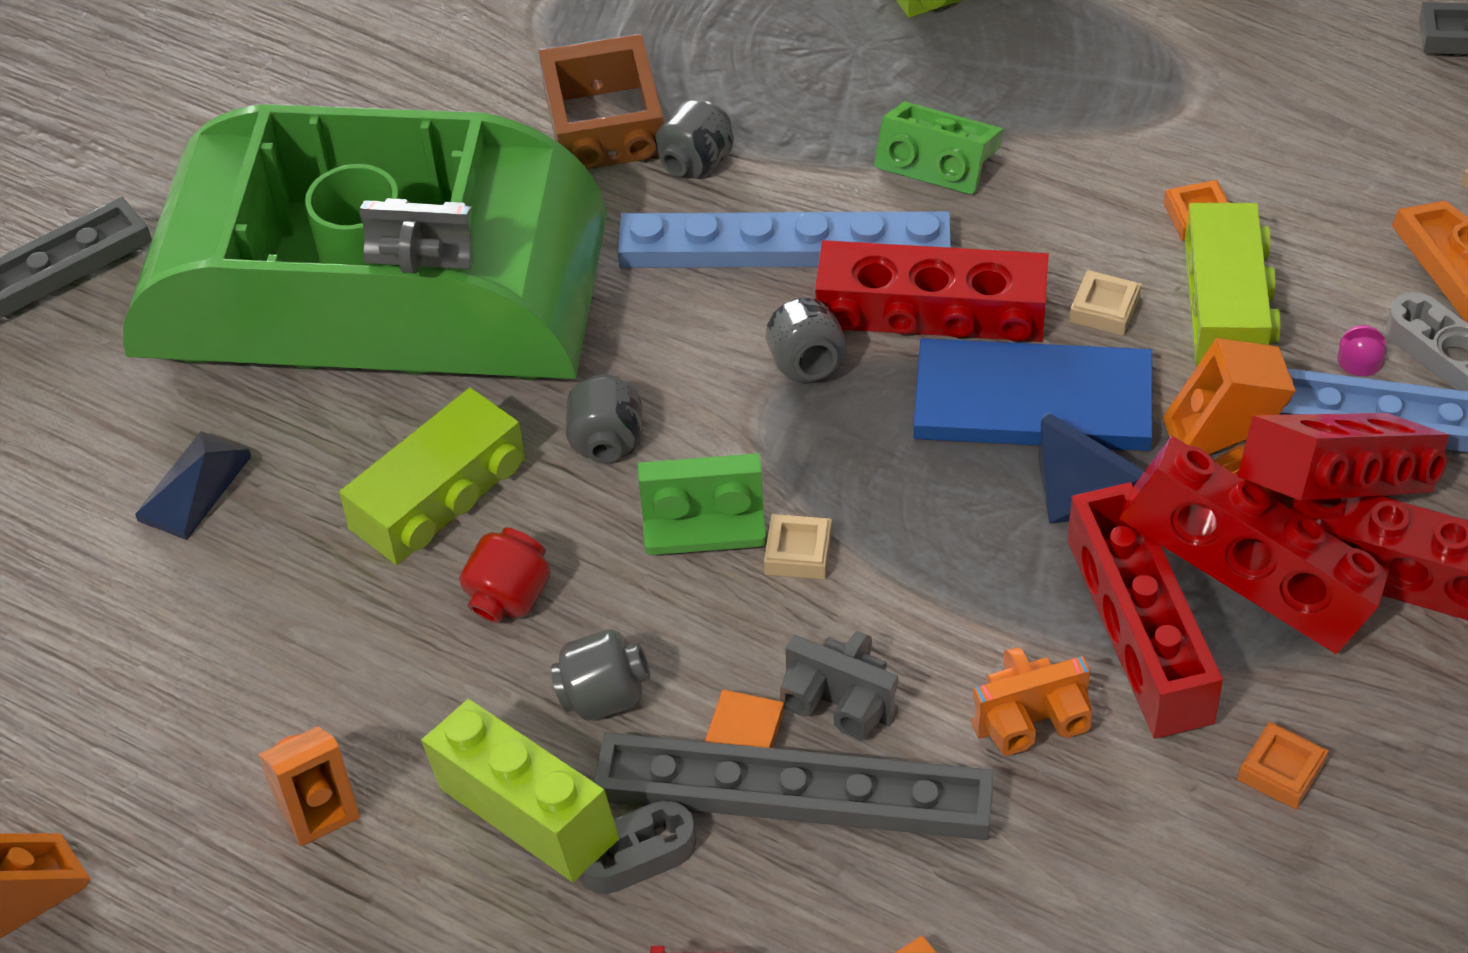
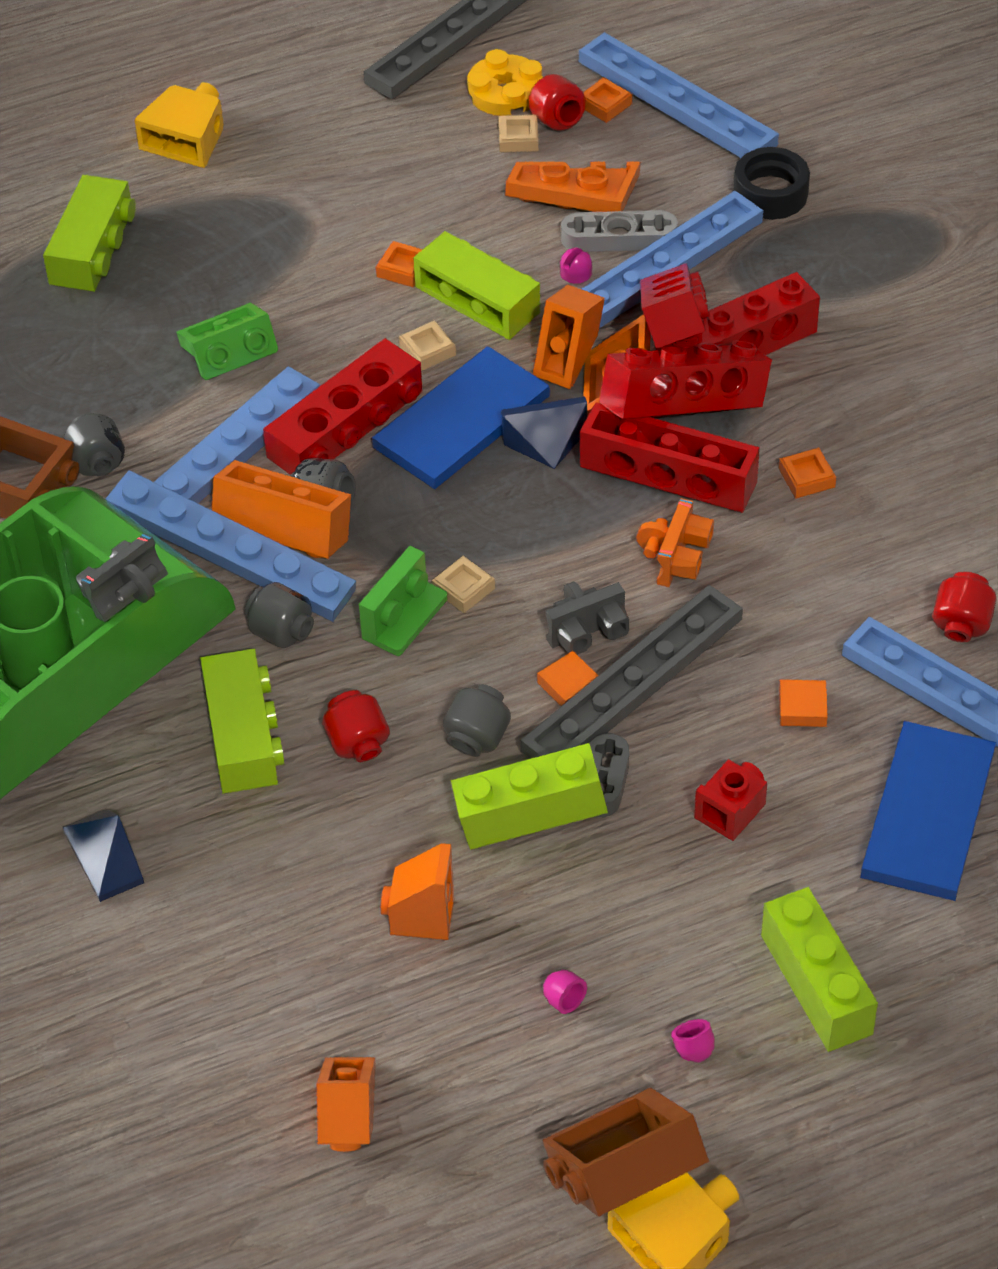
camera: 55 degrees left, 0 degrees up
(657, 321) = (230, 544): none -> medium blue plate
(734, 326) = (283, 508): none -> orange brick

